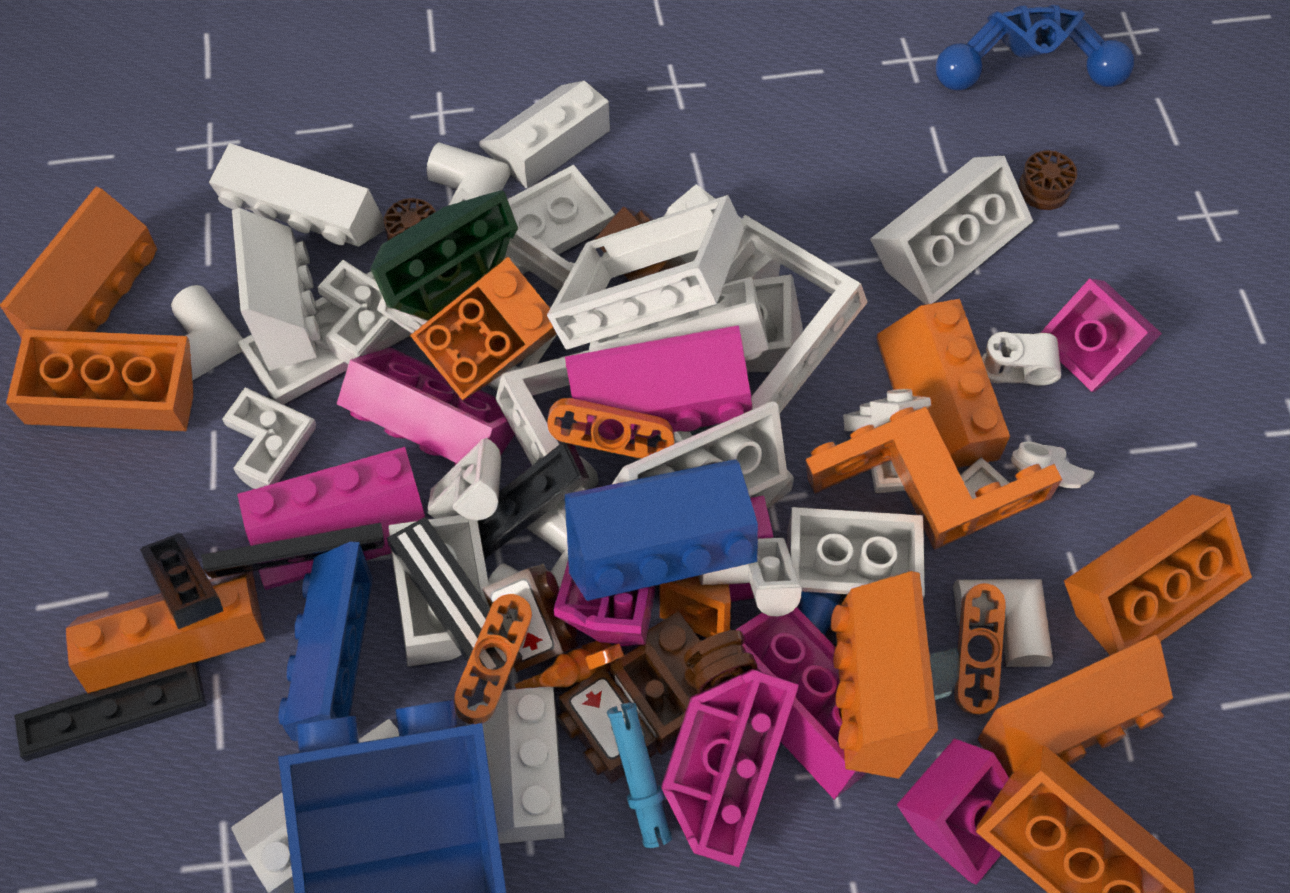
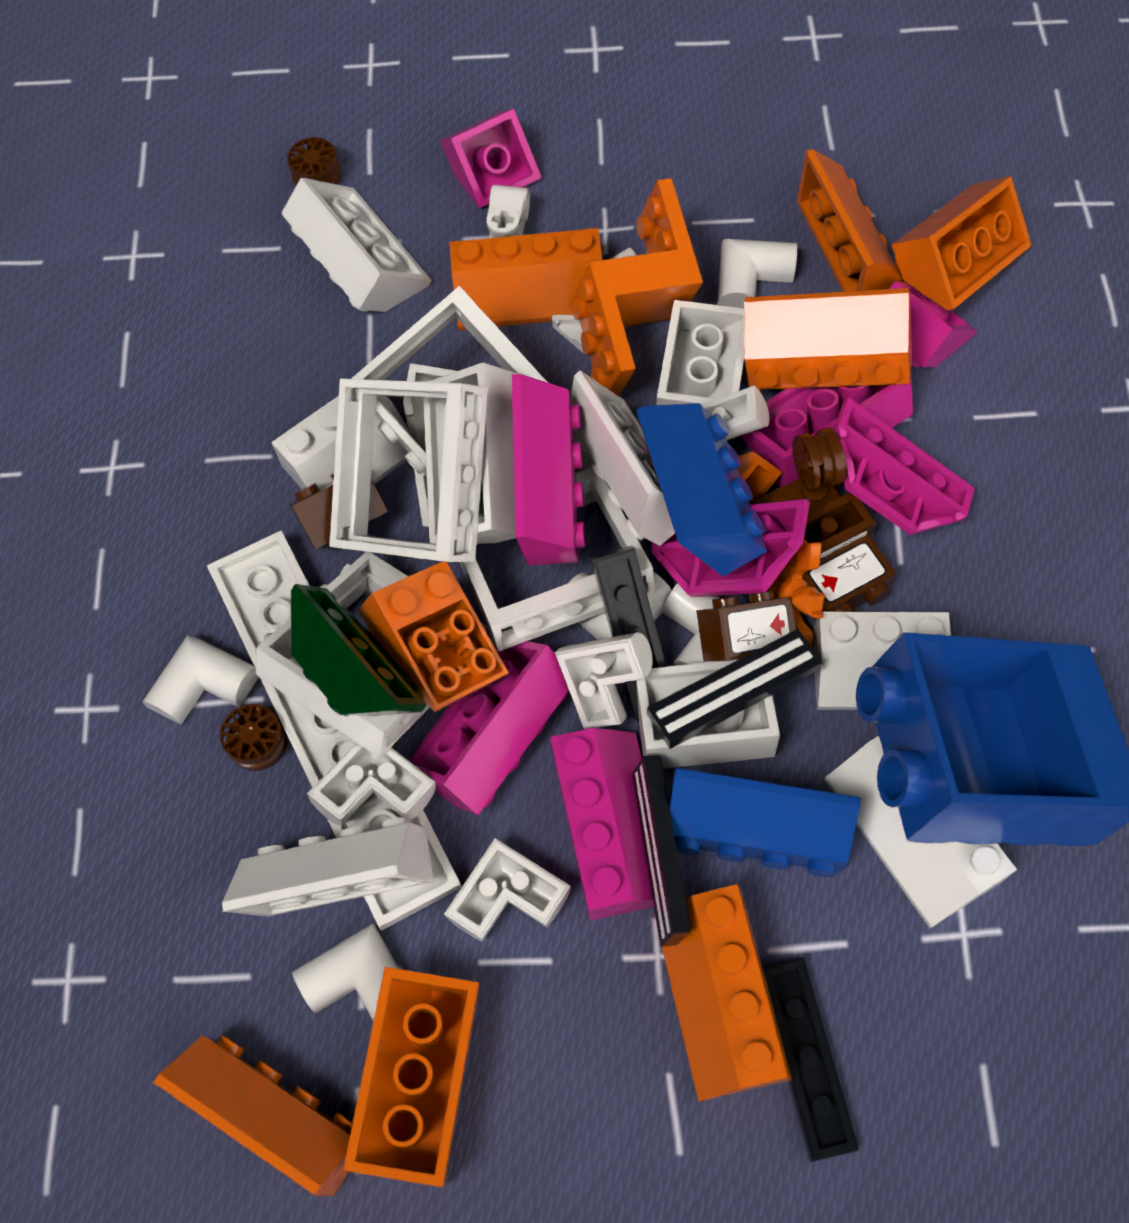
camera: 80 degrees left, 5 degrees up
(181, 580) = (692, 962): black tile -> none
(296, 196) = (201, 851): white slope -> none
(468, 683) = (798, 630): orange beam -> none
(550, 132) = (146, 592): white slope -> none
(577, 436) = (576, 541): orange beam -> none
(644, 793) = (912, 550): dark azure pin -> none
(880, 410) = (566, 305): white slope -> none
(972, 614) = (767, 269): orange beam -> none
(1030, 34) = (149, 133): blue piece -> none
(1044, 455) = (615, 219): white plate -> none
(1160, 575) = (725, 161): orange slope -> none

